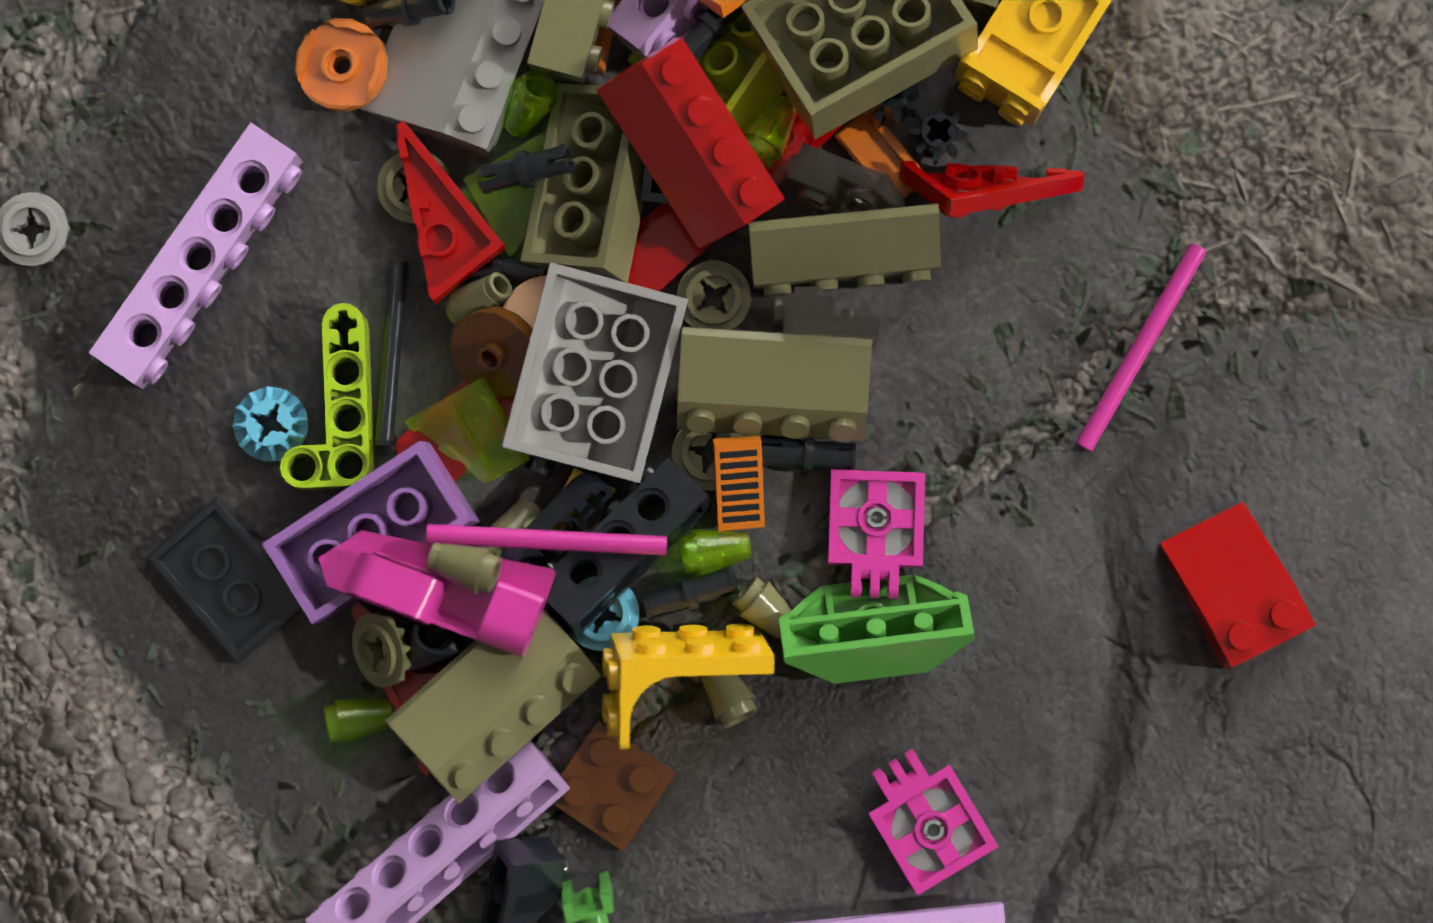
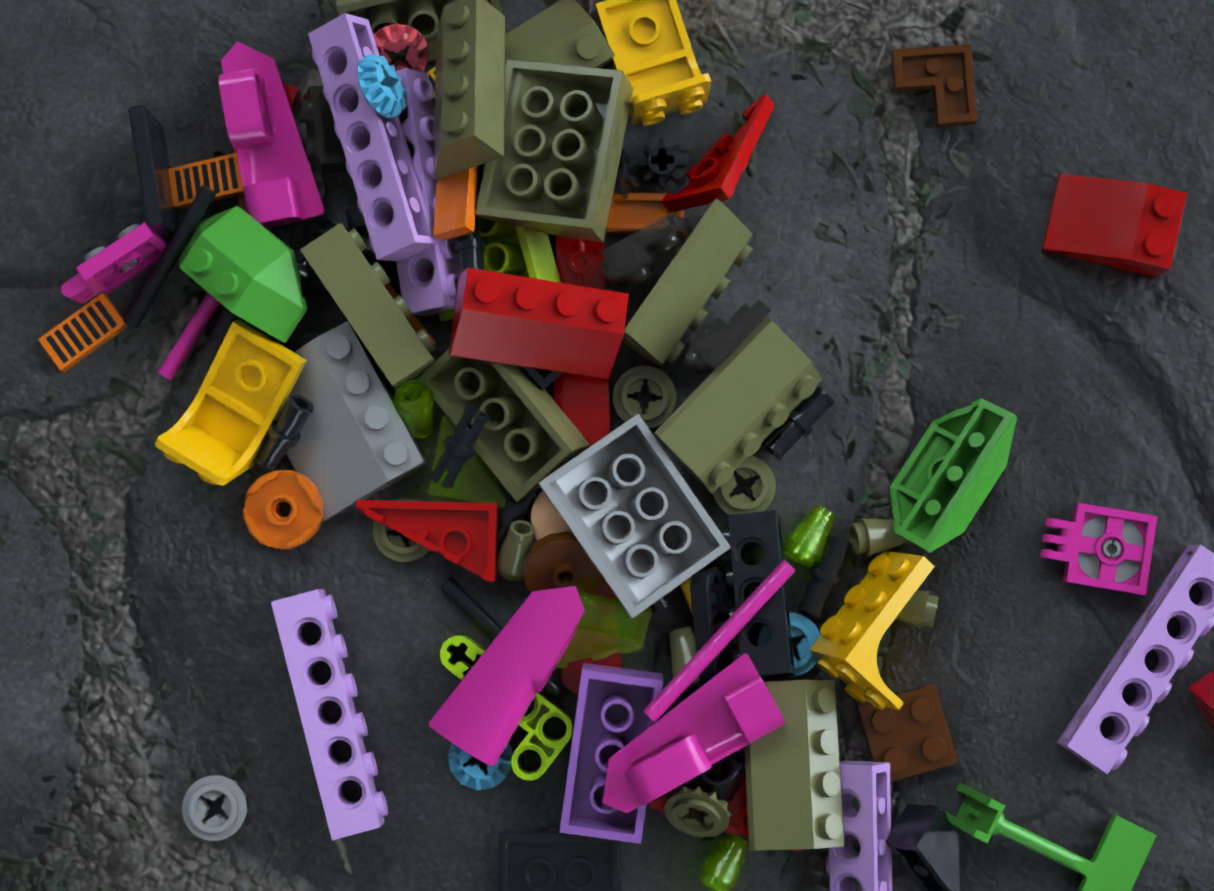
camera: 55 degrees left, 0 degrees up
(363, 382) = (509, 674): none -> dark pink panel
(466, 566) = (696, 709): olive cone -> none
(738, 483) = (781, 483): orange tile -> none
(771, 130) = (569, 264): clear neon green cone -> none
(876, 526) = (883, 419): dark pink piece -> none
(1141, 347) = (907, 153): dark pink piece -> none
(1245, 317) = (946, 73): none -> reddish brown plate

